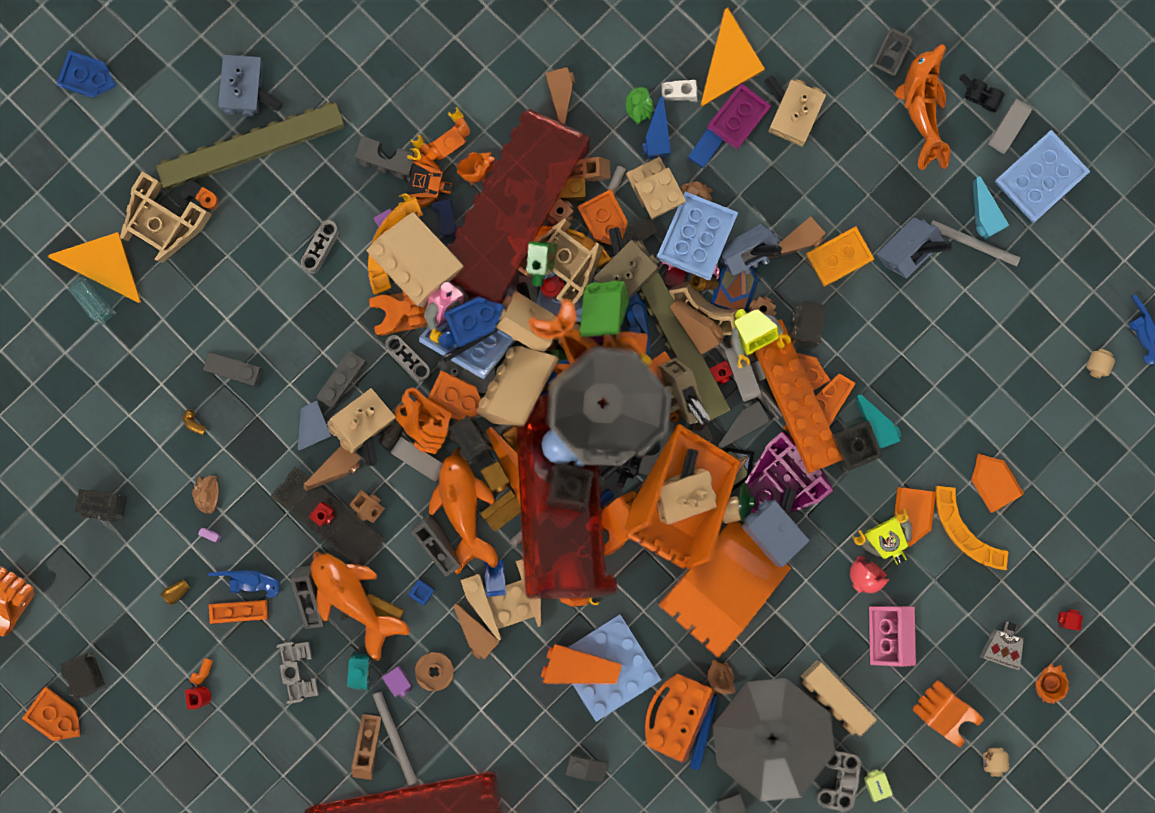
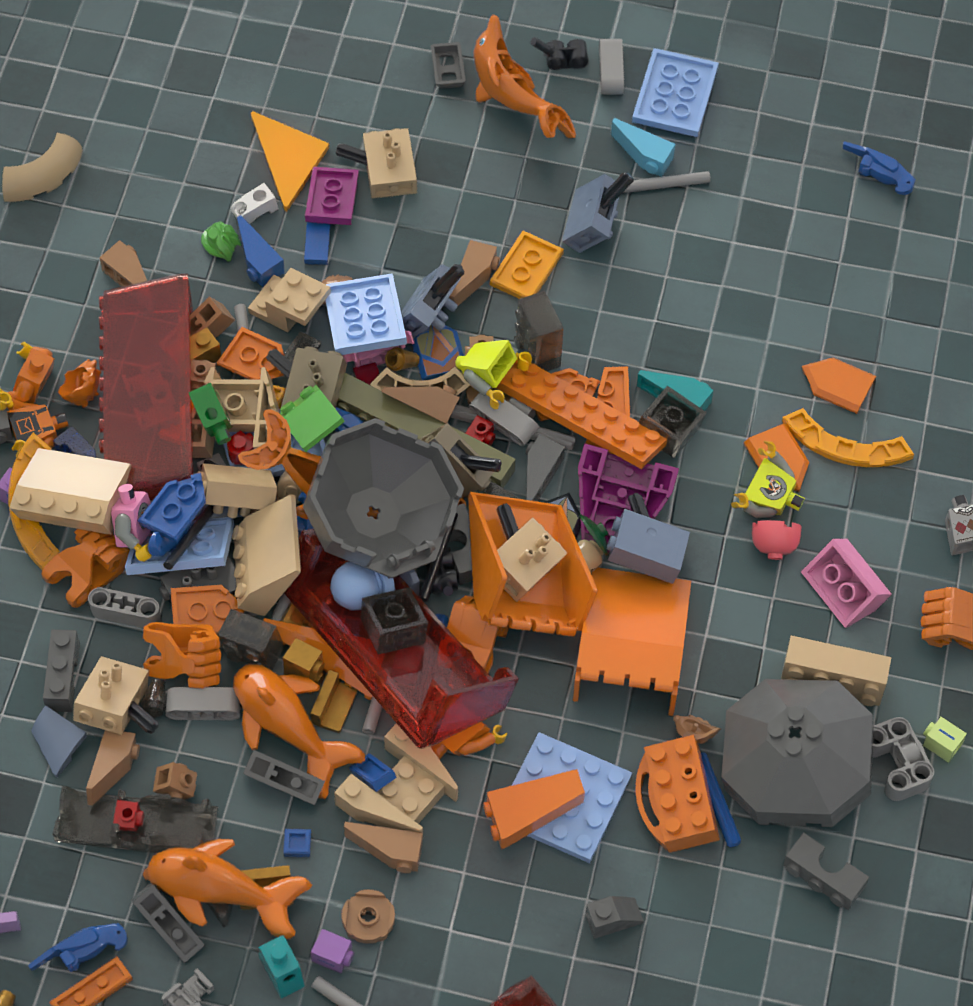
camera: 35 degrees left, 25 degrees down
(1100, 363) = (859, 217): tan head -> none

